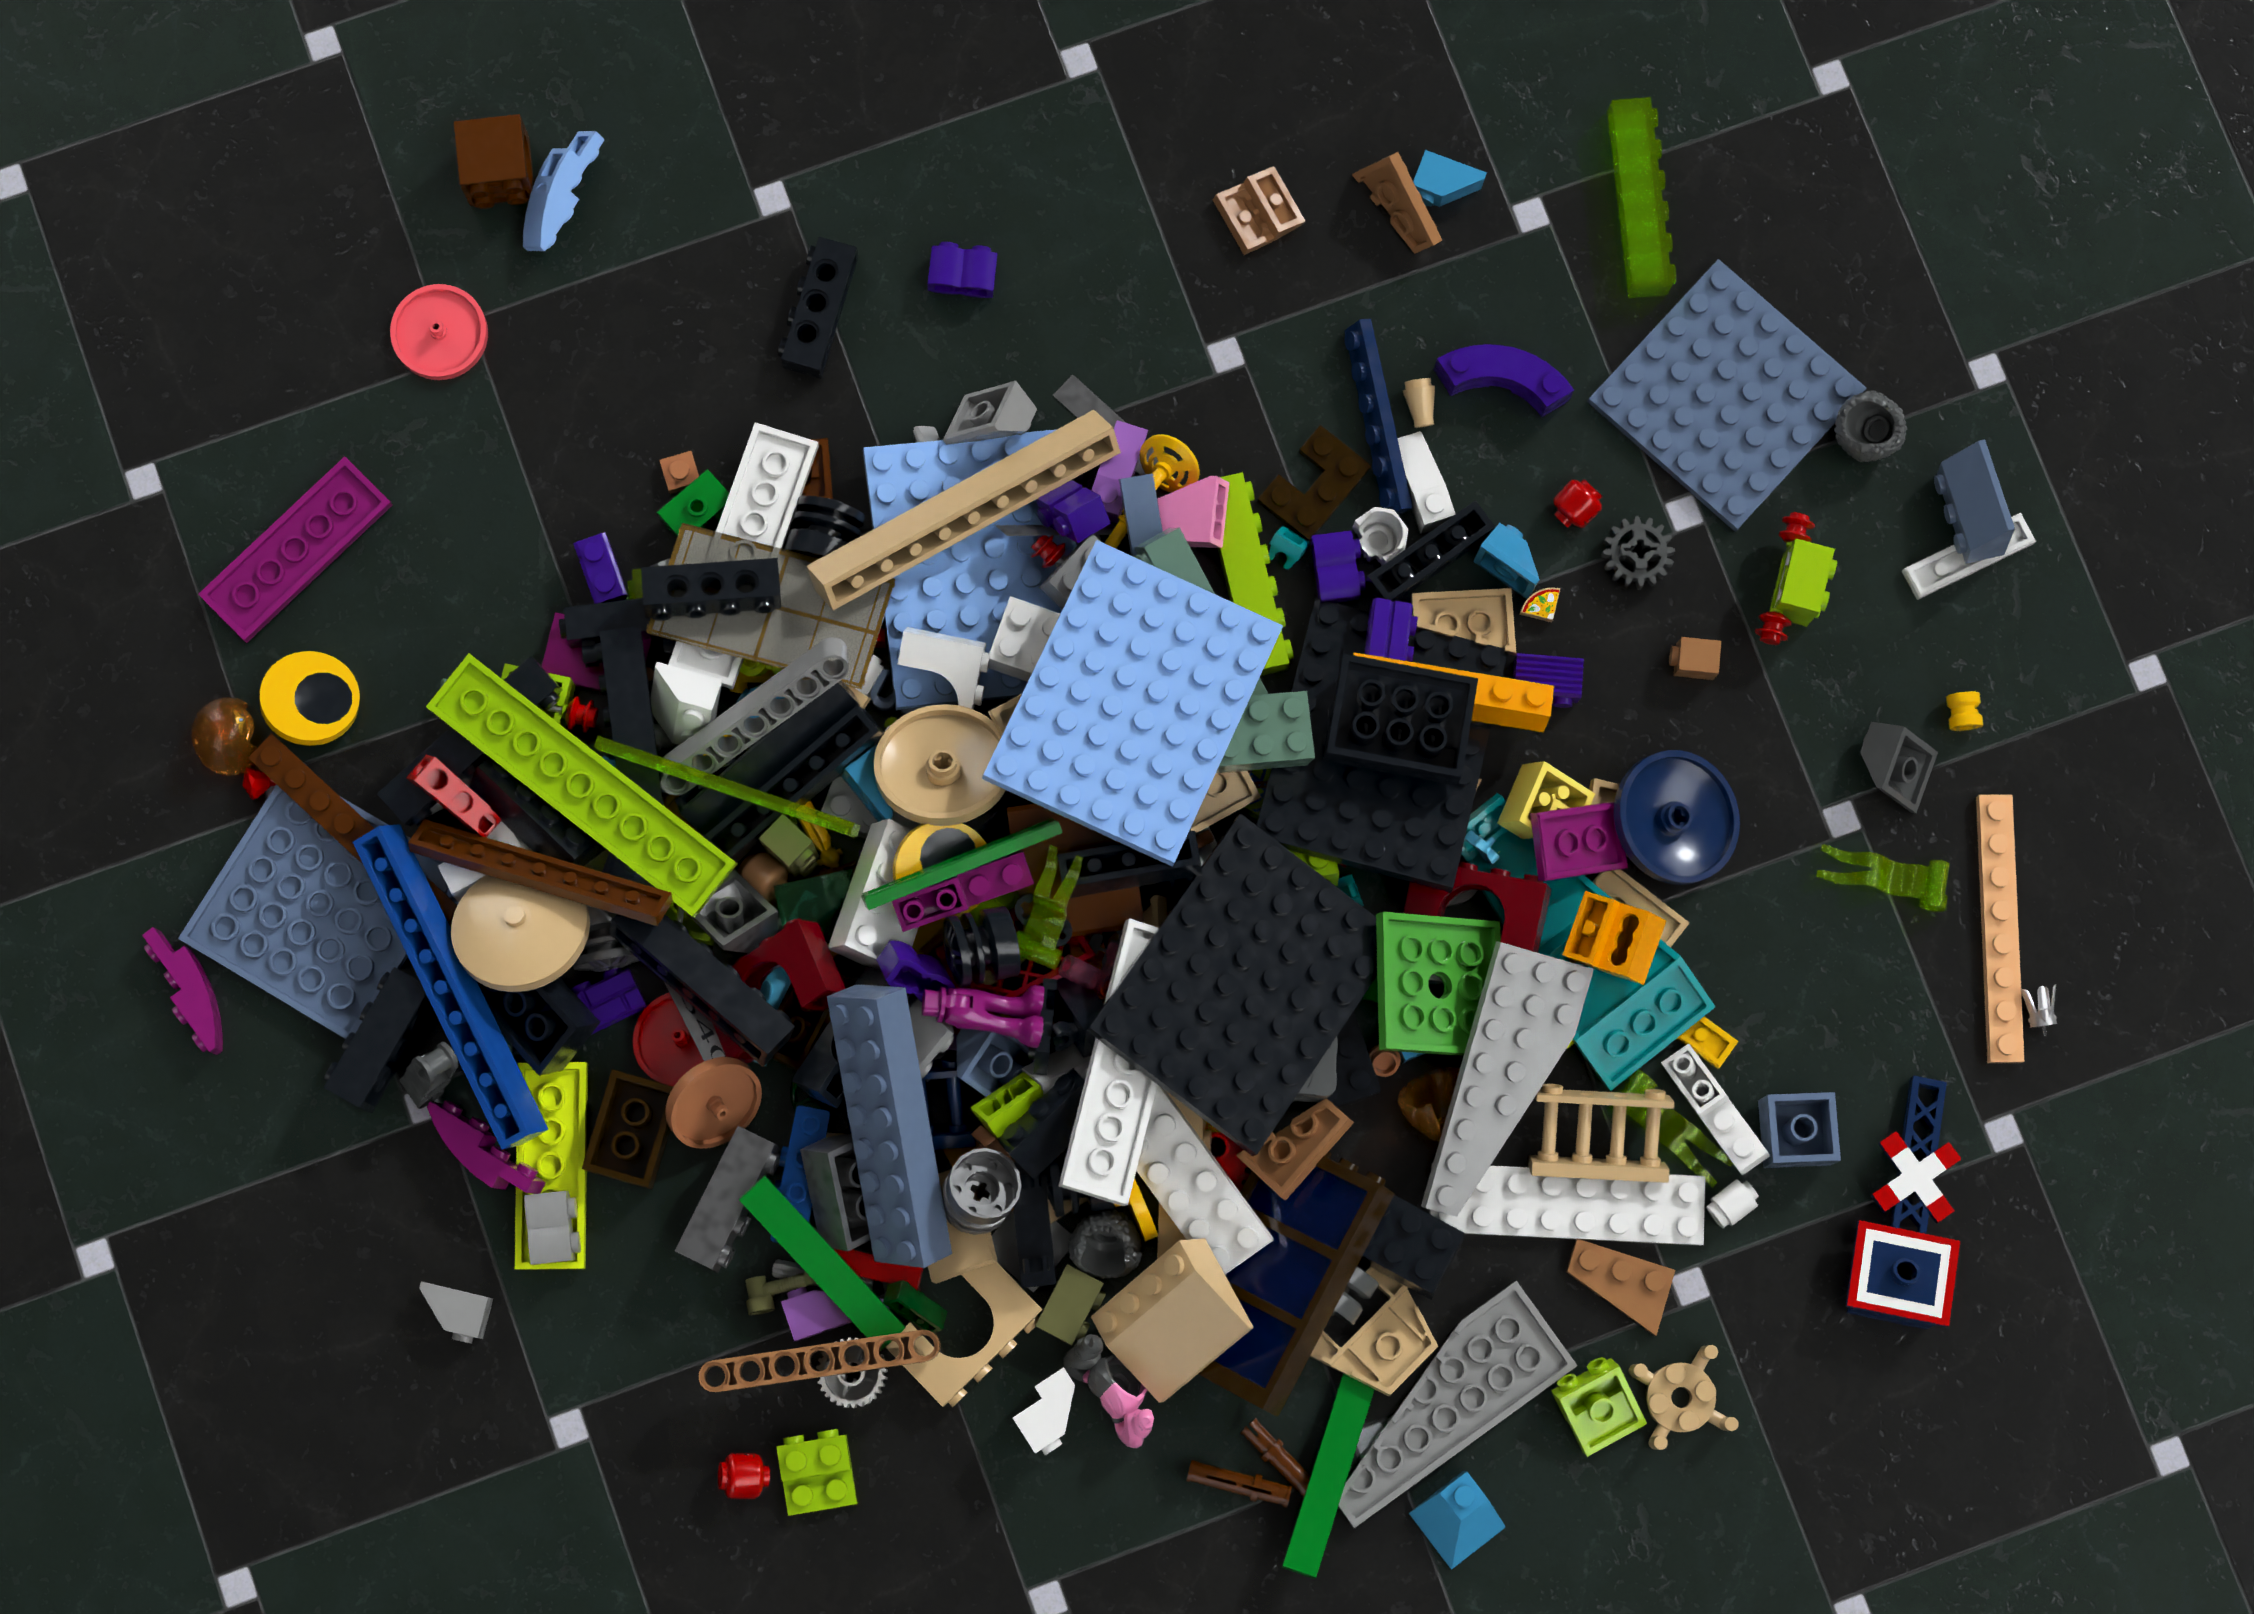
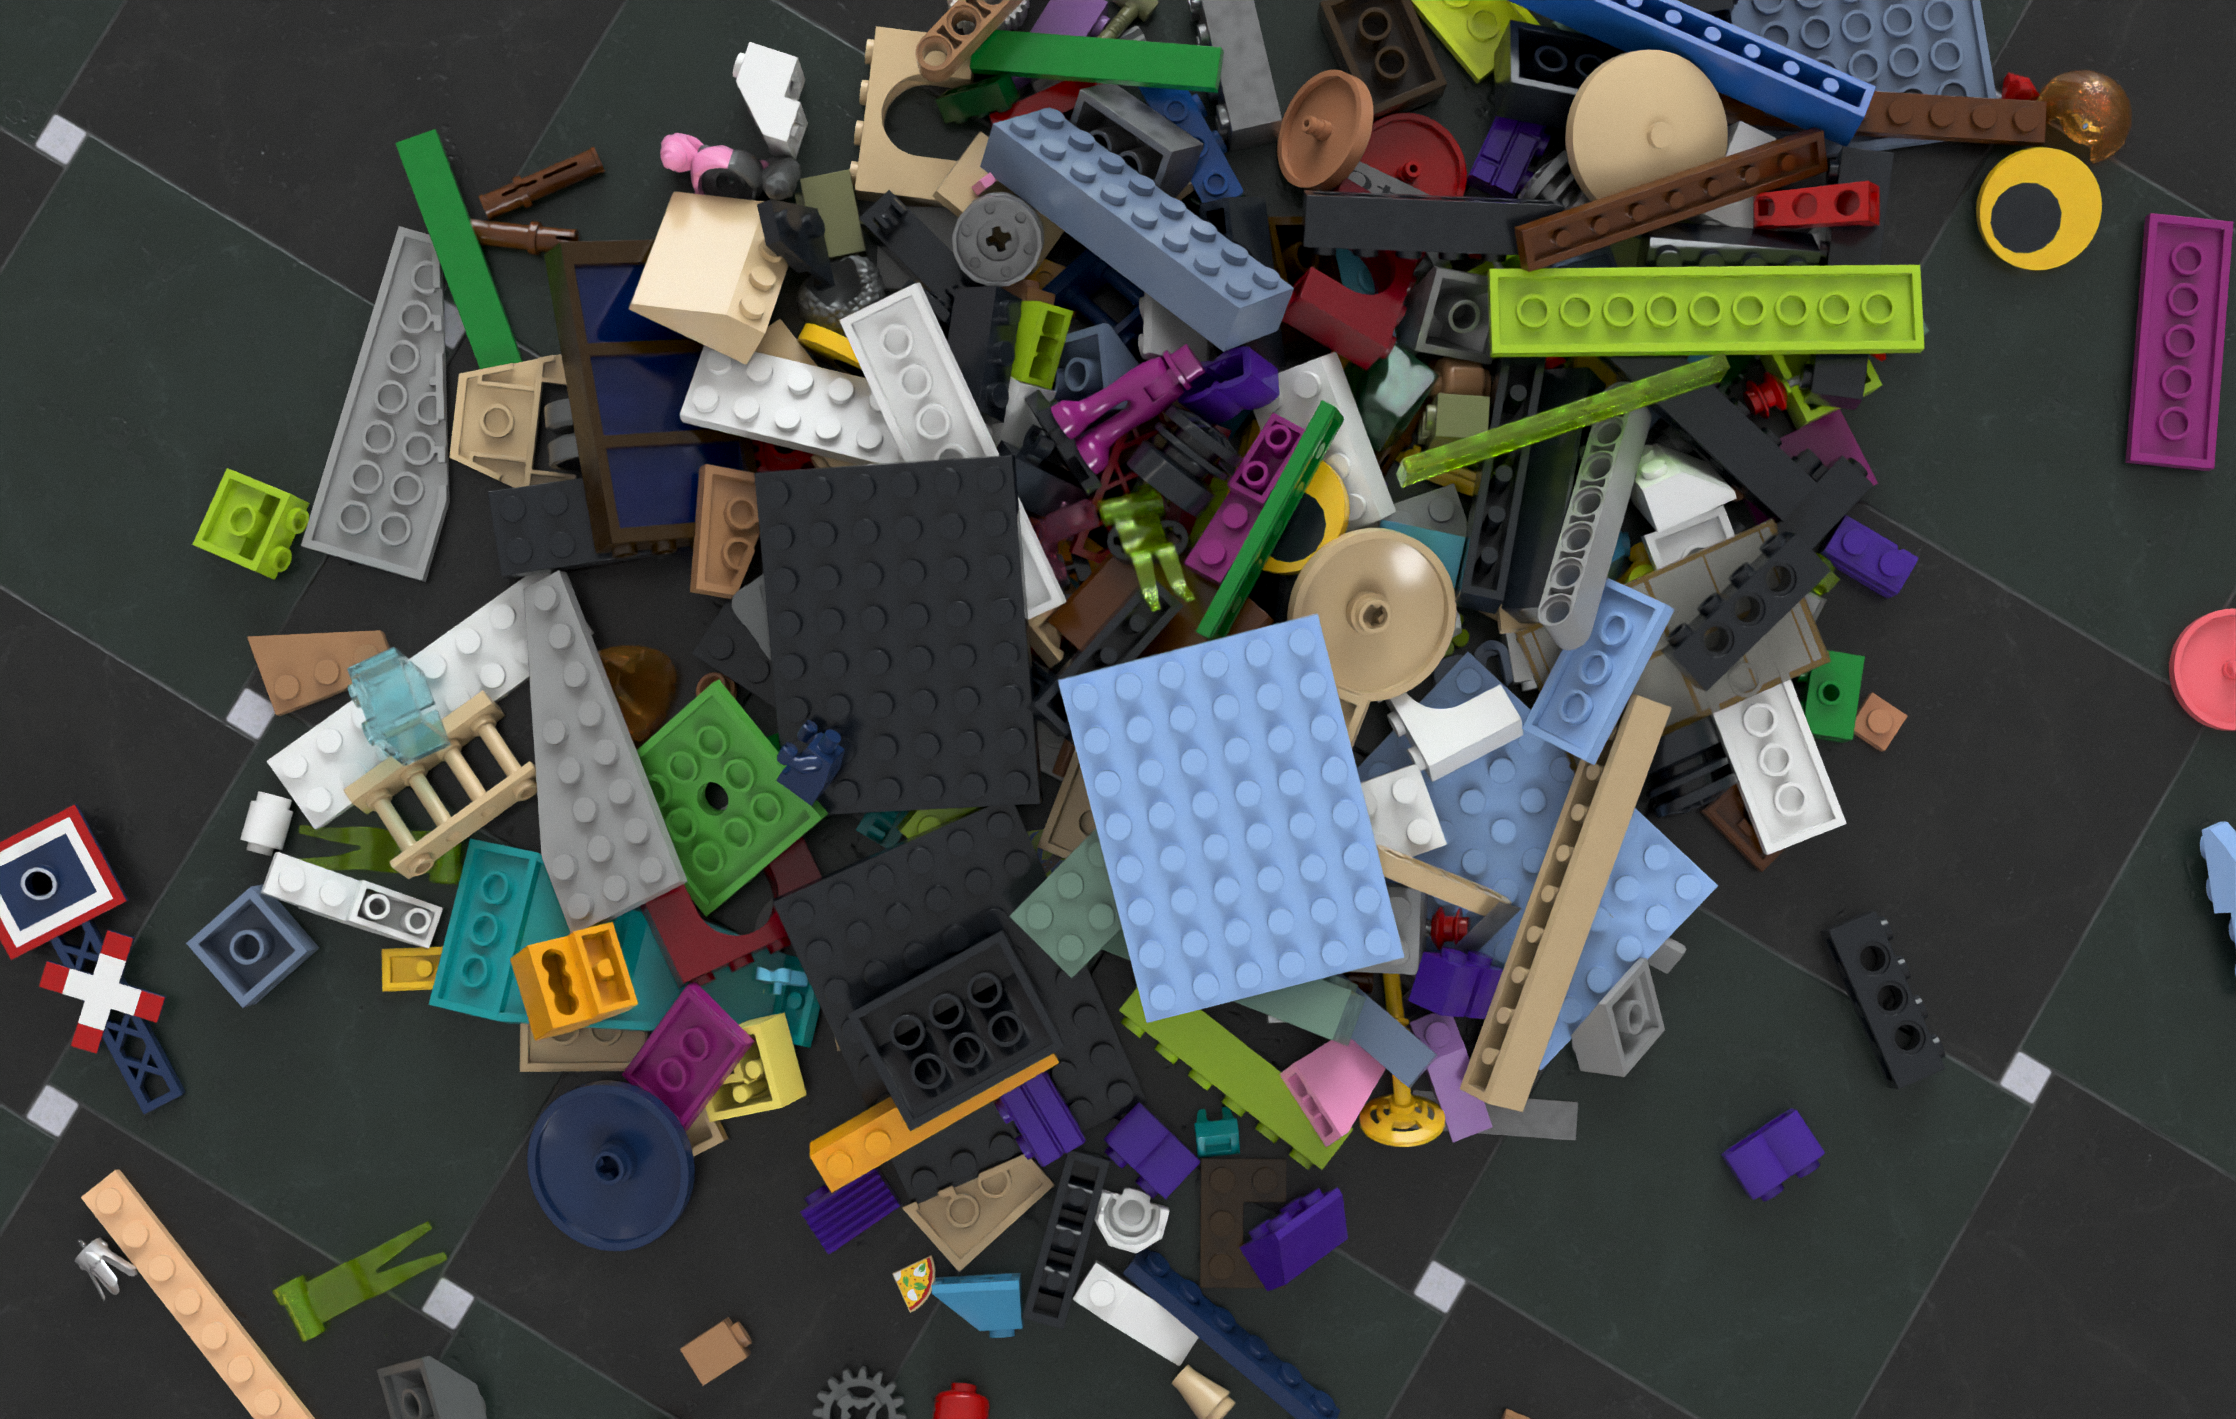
camera: 145 degrees right, 5 degrees up
(853, 611) = (1596, 680): none -> light blue plate
(958, 1240) = (983, 184): none -> bright pink piece
(1032, 575) = (1438, 882): none -> tan beam
(1106, 1299) = (798, 237): none -> black wing
(1291, 445) = (1296, 1237): none -> dark purple slope
(1363, 944) = (816, 767): none -> dark blue piece
(1457, 1519) = (309, 315): dark azure slope -> none
(1595, 1208) = (392, 701): none -> clear light blue piece
(1701, 1401) = (155, 590): tan plate -> none

